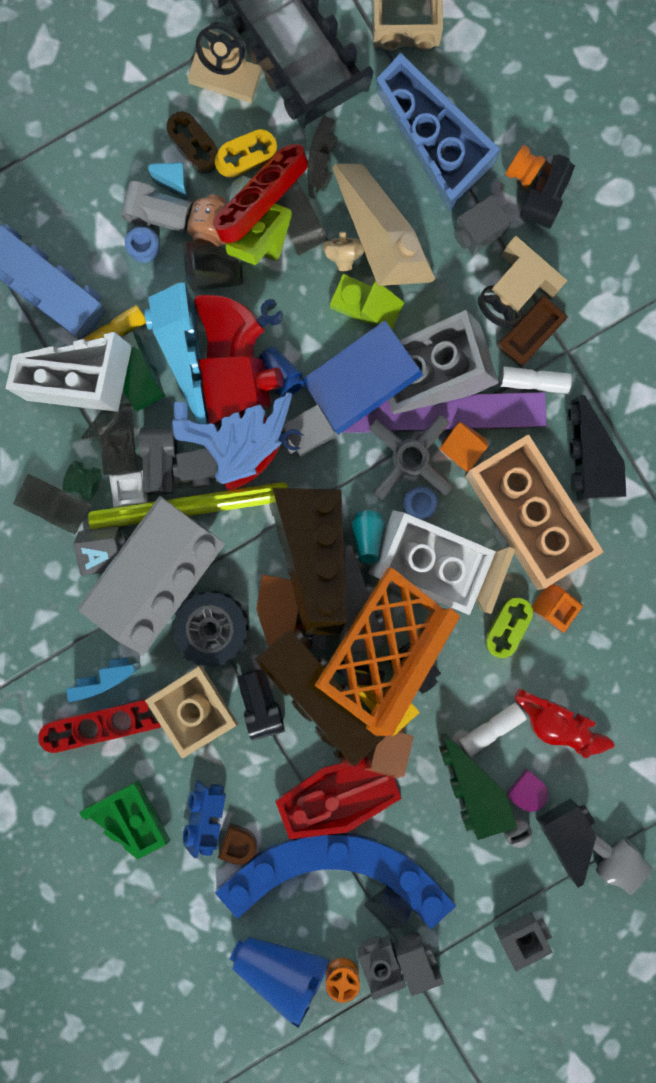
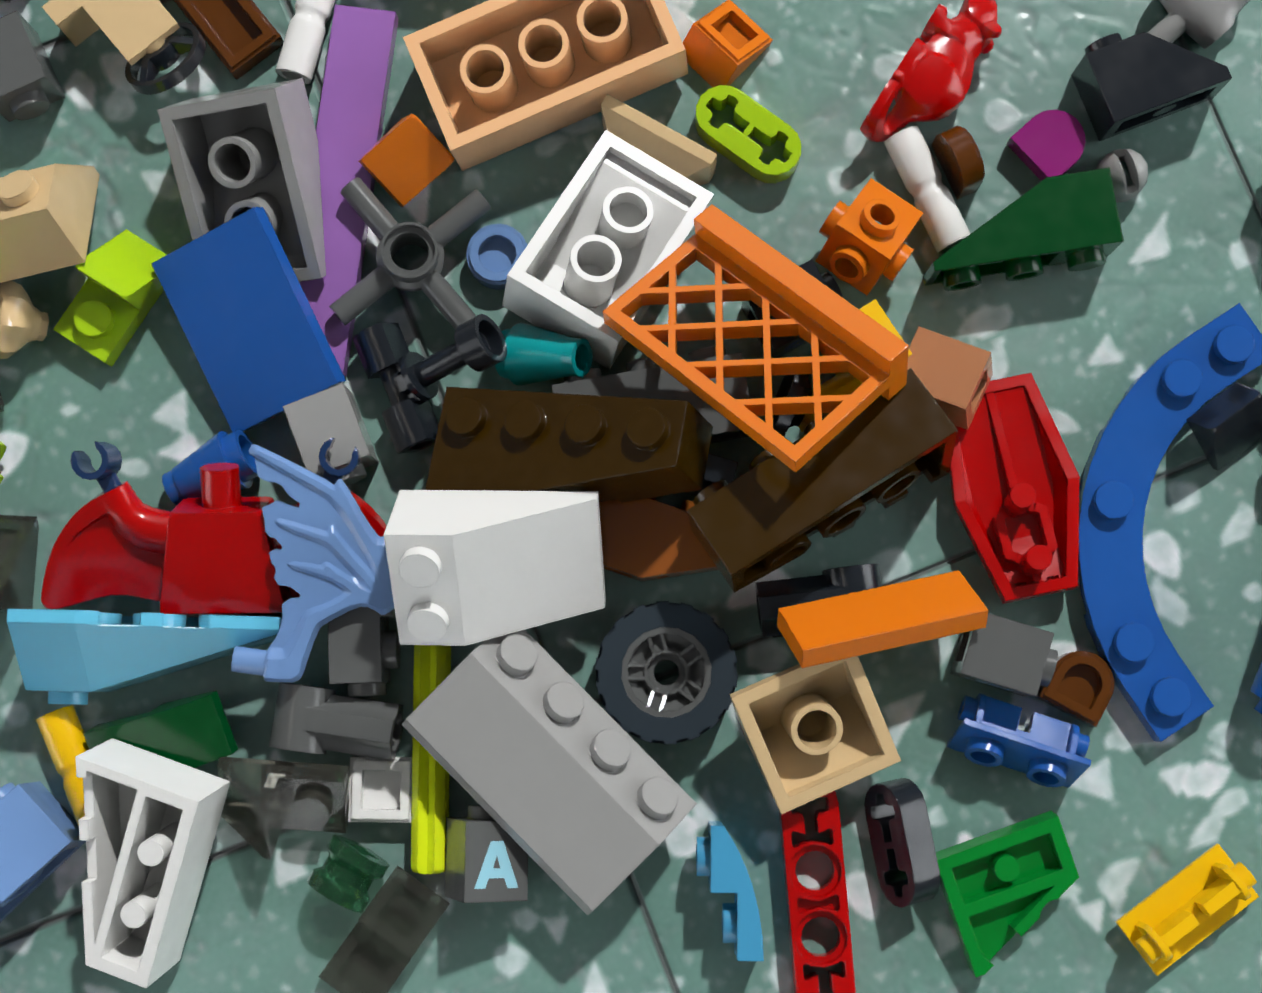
camera: 70 degrees left, 5 degrees down
(131, 917) = (1188, 908): none -> yellow hinge
(141, 764) = (902, 842): none -> black beam
(247, 805) = (1006, 656): none -> dark grey brick
(249, 529) = (491, 562): none -> white slope
(252, 739) = (881, 618): none -> orange tile
(345, 470) = (414, 380): none -> black bar
(459, 702) = (860, 247): none -> orange brick
(511, 744) = (959, 160): none -> reddish brown tile

